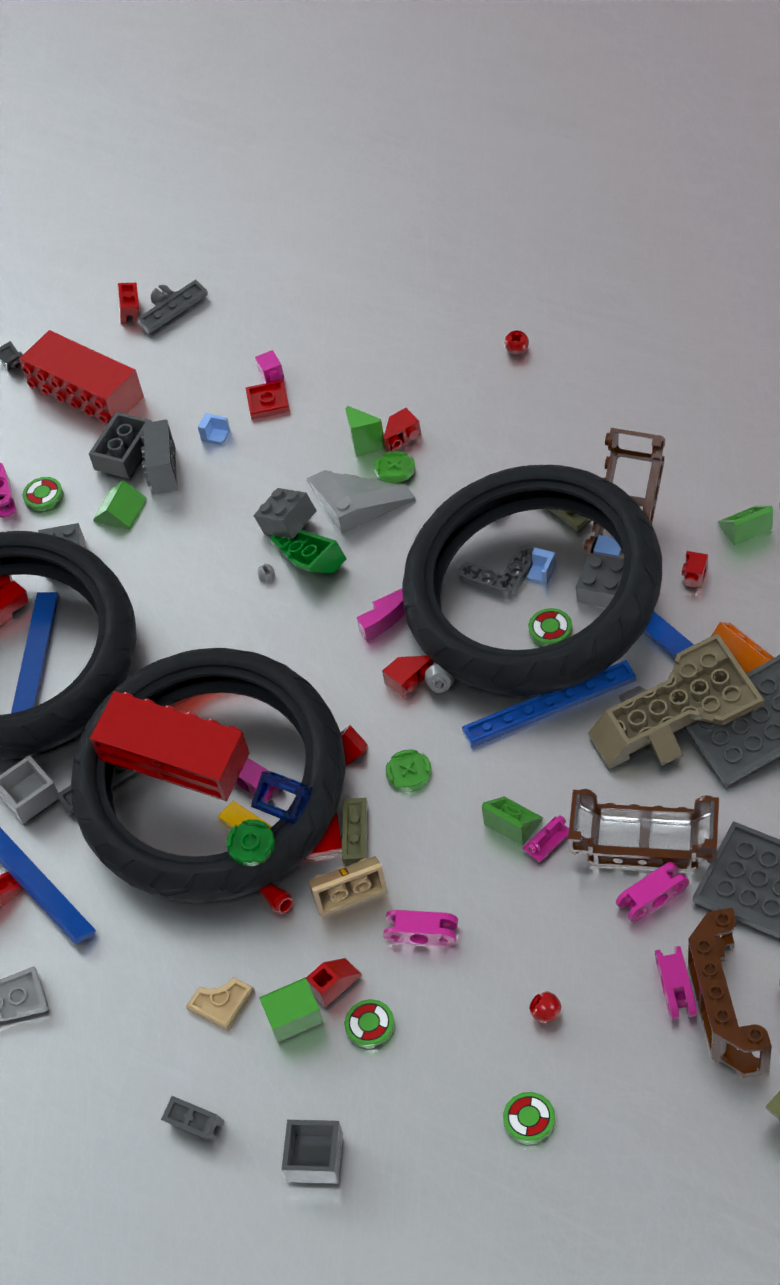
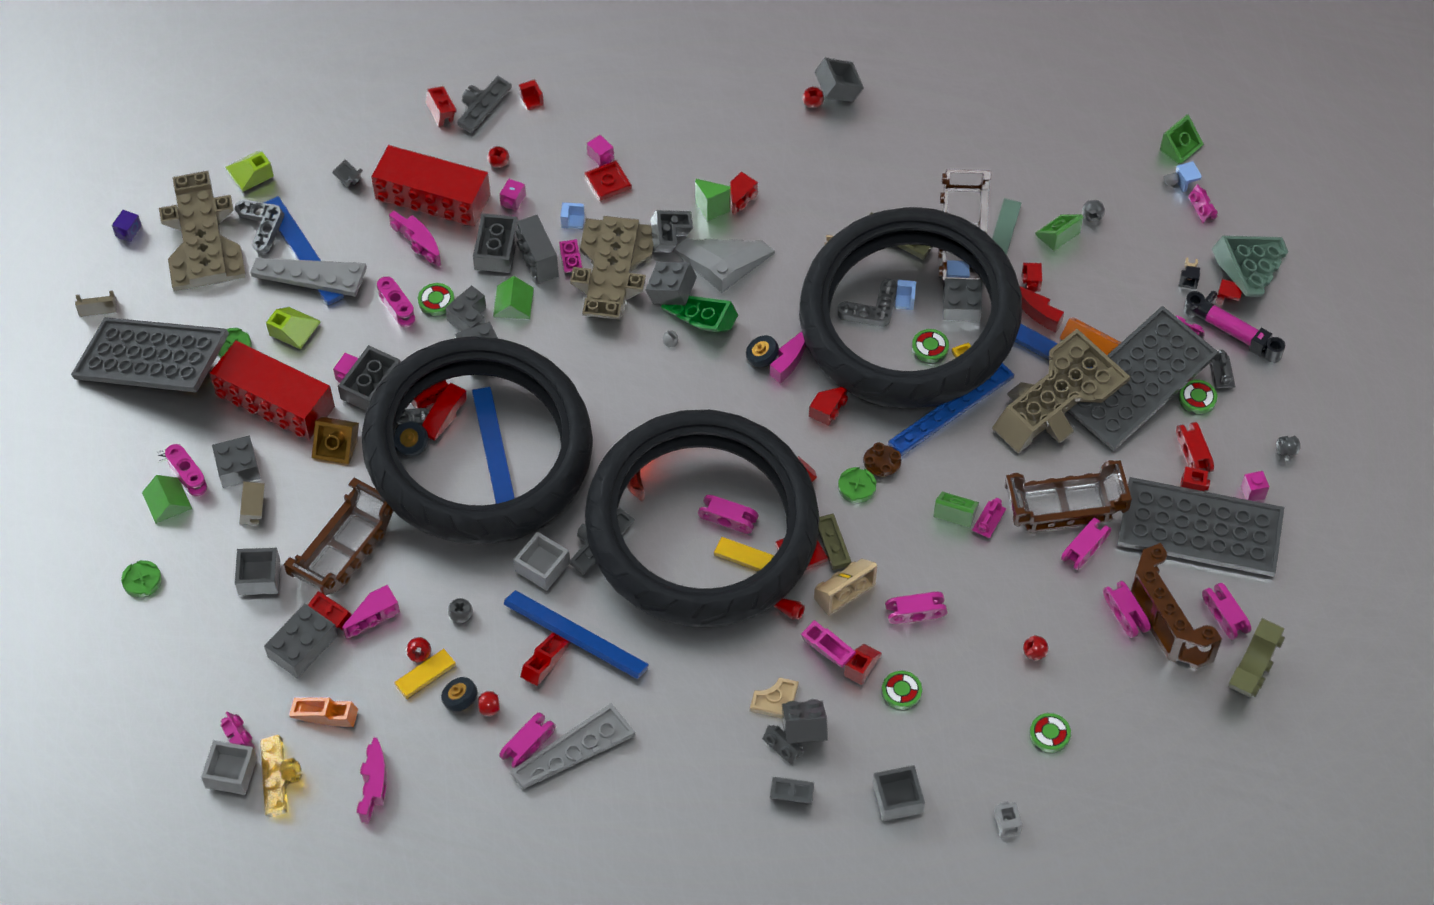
camera: 25 degrees left, 5 degrees up
(49, 427) = (420, 237): none -> dark pink slope
(65, 506) = (467, 309): none -> dark grey brick
(162, 399) = (512, 194): none -> dark pink brick
(163, 360) = (498, 157): none -> red piece
(170, 745) = (679, 499): red brick -> none
(196, 471) = (570, 255): none -> dark pink slope
(201, 1048) = (775, 737): none -> dark grey hinge
(222, 303) = (531, 94): none -> red panel
(234, 1037) = (804, 721): none -> dark grey piece
(241, 472) = (614, 250): none -> dark tan piece
(250, 843) = (769, 566): green tile -> none
(271, 778) = (782, 513): clear blue tile -> none
(291, 1010) = (841, 691): bright green slope -> none
(297, 948) = (827, 644): none -> dark pink slope
(306, 451) = (667, 226): none -> dark grey brick
(356, 602) = (762, 351): none -> black wheel
(394, 467) = (747, 226): bright green tile -> none
(432, 1227) = (1008, 811): none -> light grey brick
(438, 679) = (856, 405): light grey cone -> none
(446, 747) = (882, 460): none -> reddish brown dish
(548, 326) = (839, 79): none -> dark grey piece
(682, 512) = (1006, 223): none -> sand green tile
(691, 606) = (1039, 310): none -> red slope

